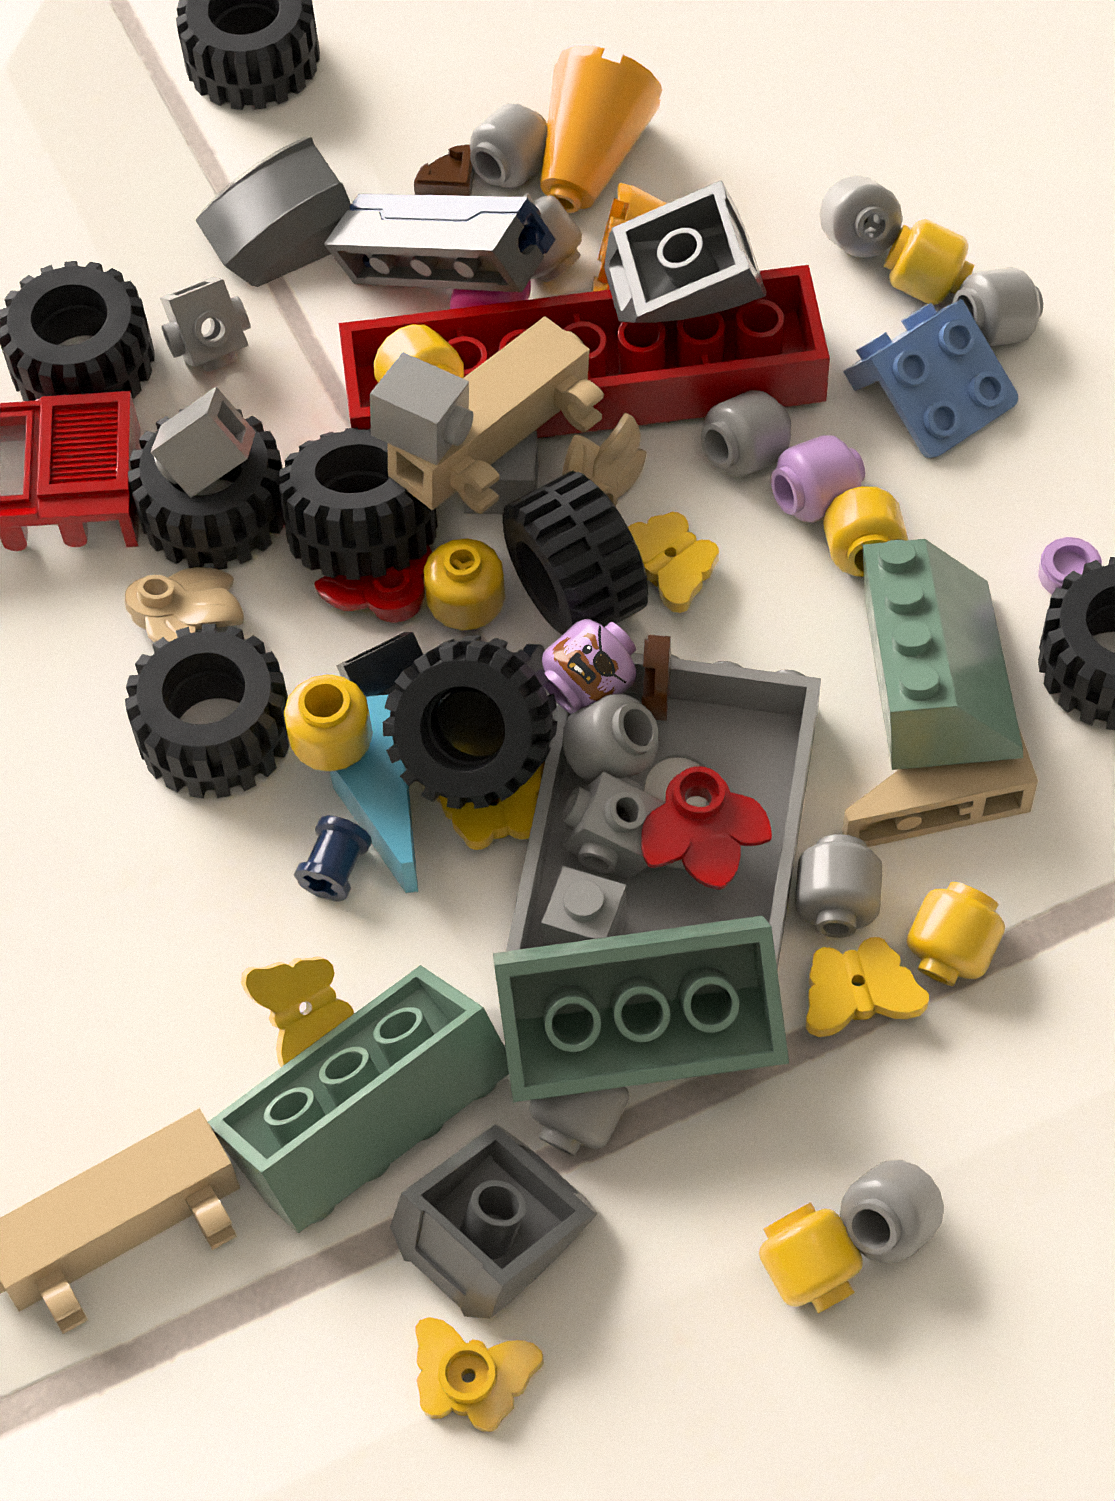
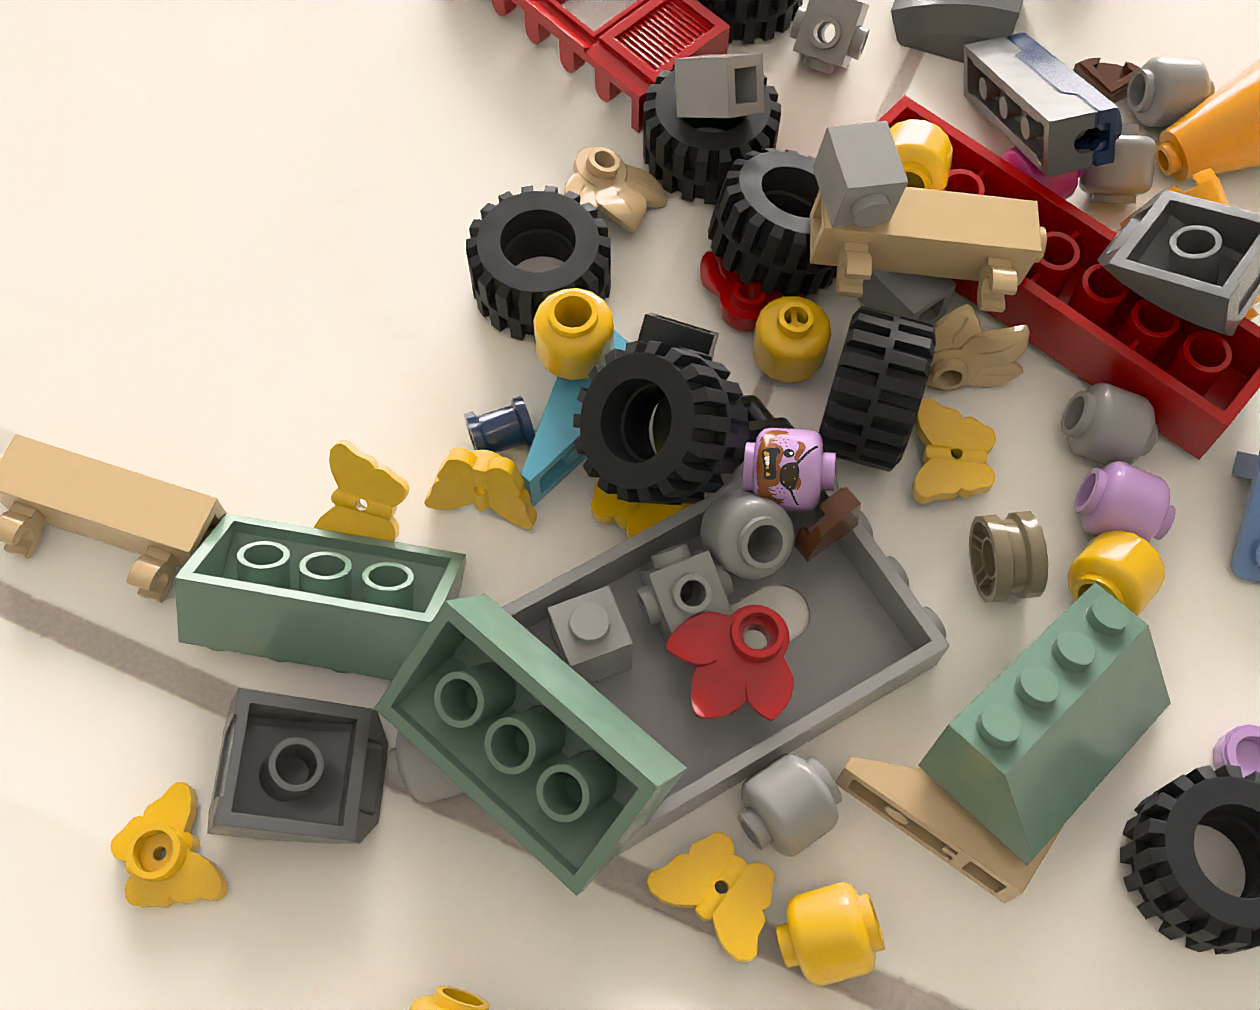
camera: 45 degrees right, 5 degrees up
(370, 902) = (484, 480): none -> yellow animal
(786, 586) = (1008, 556): none -> dark tan wheel

